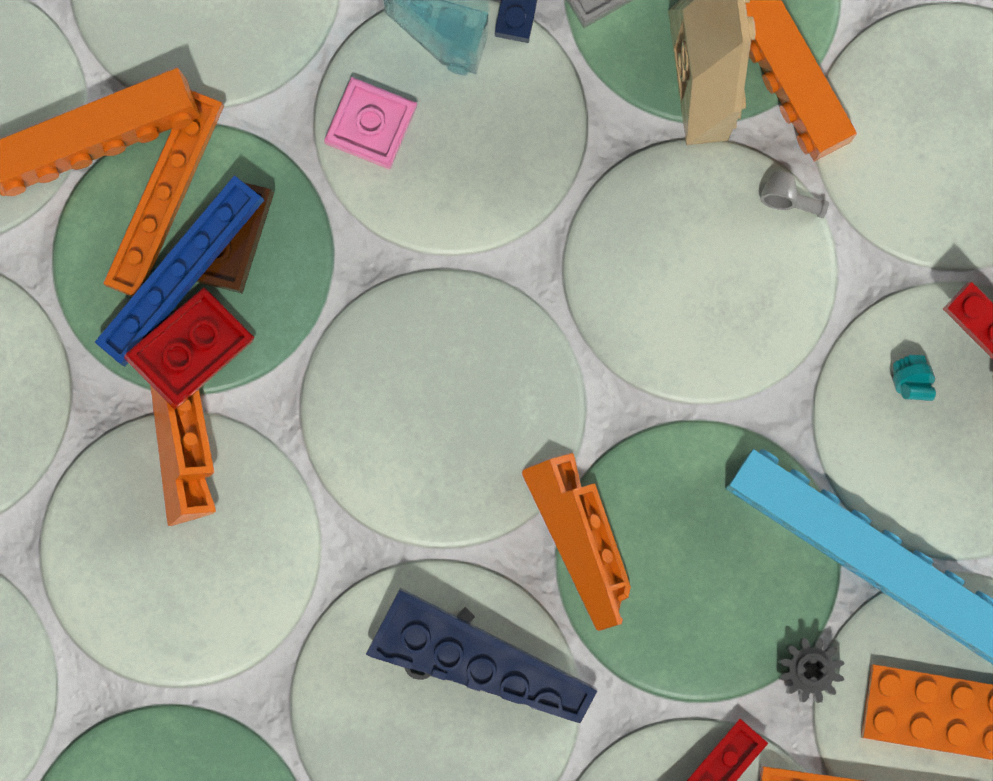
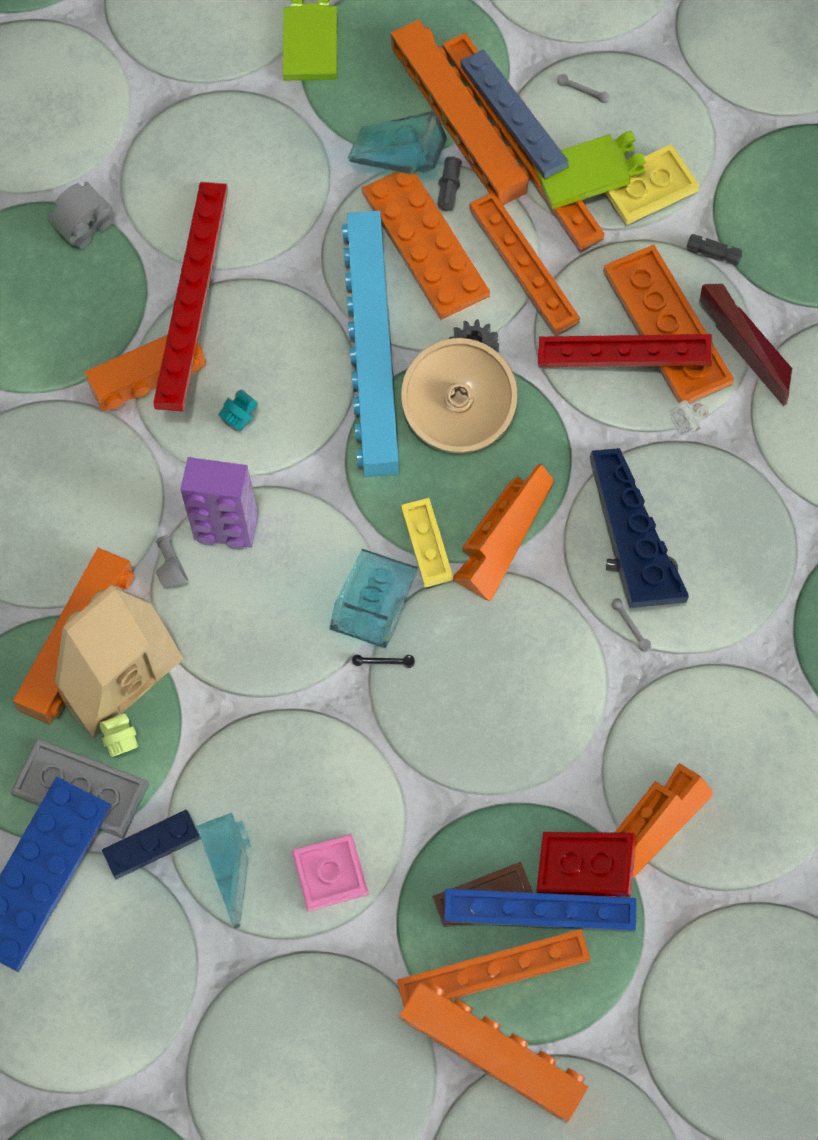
camera: 120 degrees left, 15 degrees down
(360, 581) = (644, 644): none -> light grey hinge
(519, 346) = (408, 661): none -> black hinge
(608, 359) = (372, 598): none -> clear light blue slope
(626, 454) = (427, 542): none -> light yellow plate
(647, 27) = (118, 735): none -> yellowish green piece
(759, 604) = (459, 396): none -> tan dish
(805, 262) = (219, 502): none -> medium lavender brick

